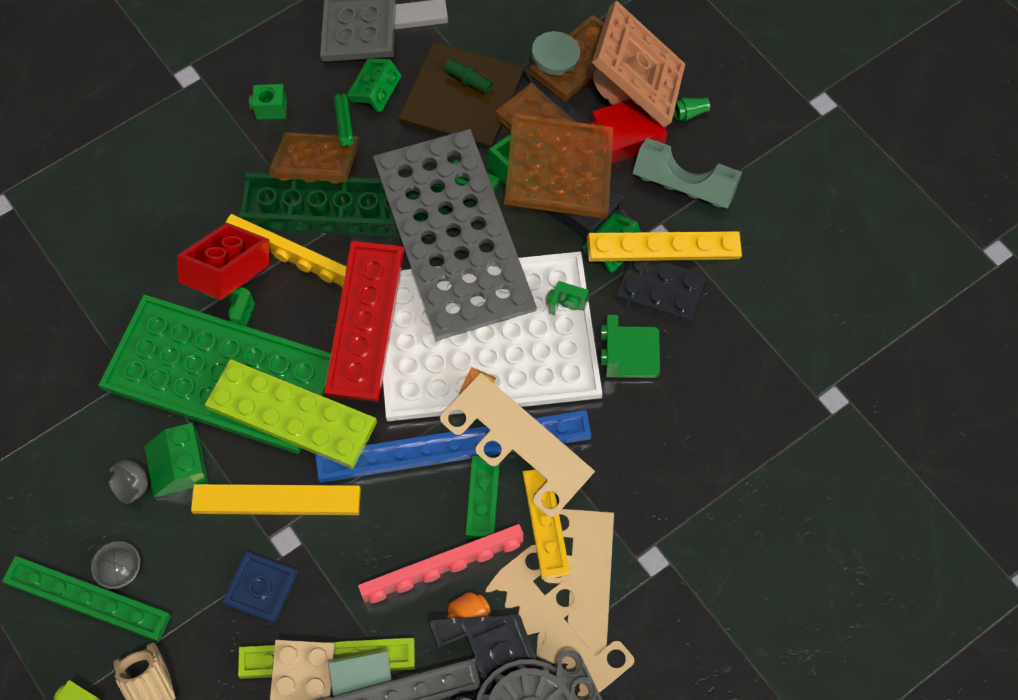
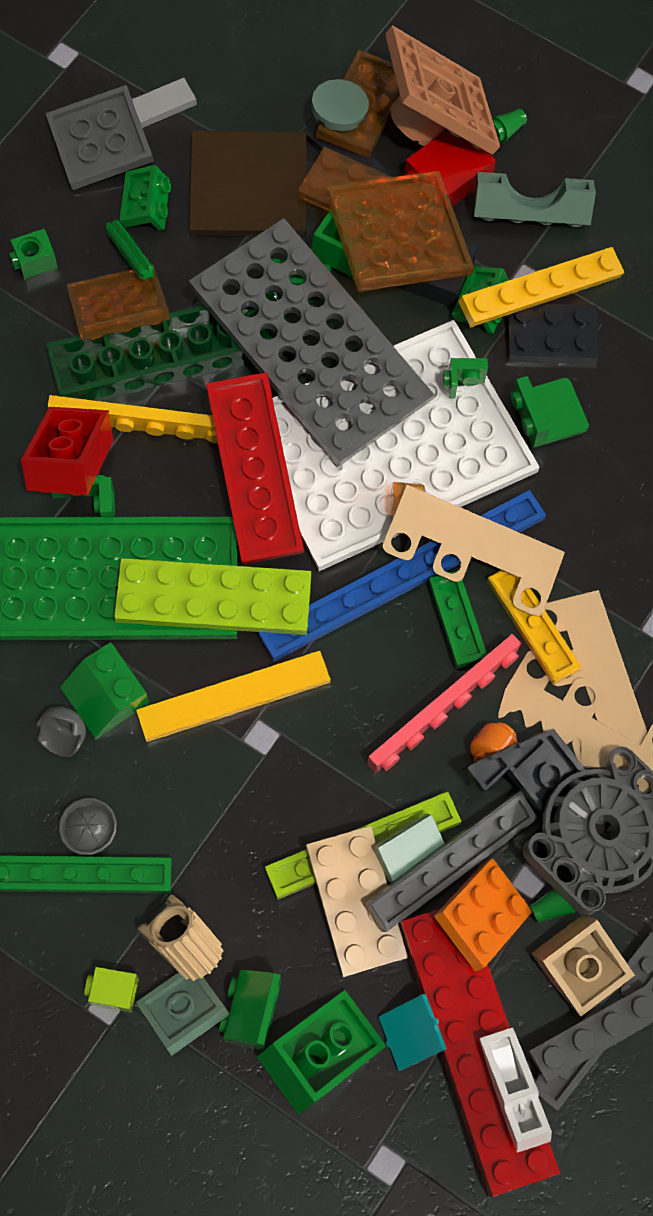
camera: 25 degrees left, 5 degrees up
(260, 587) = (257, 796): dark blue tile -> none
(469, 76) = (251, 159): dark green pin -> none

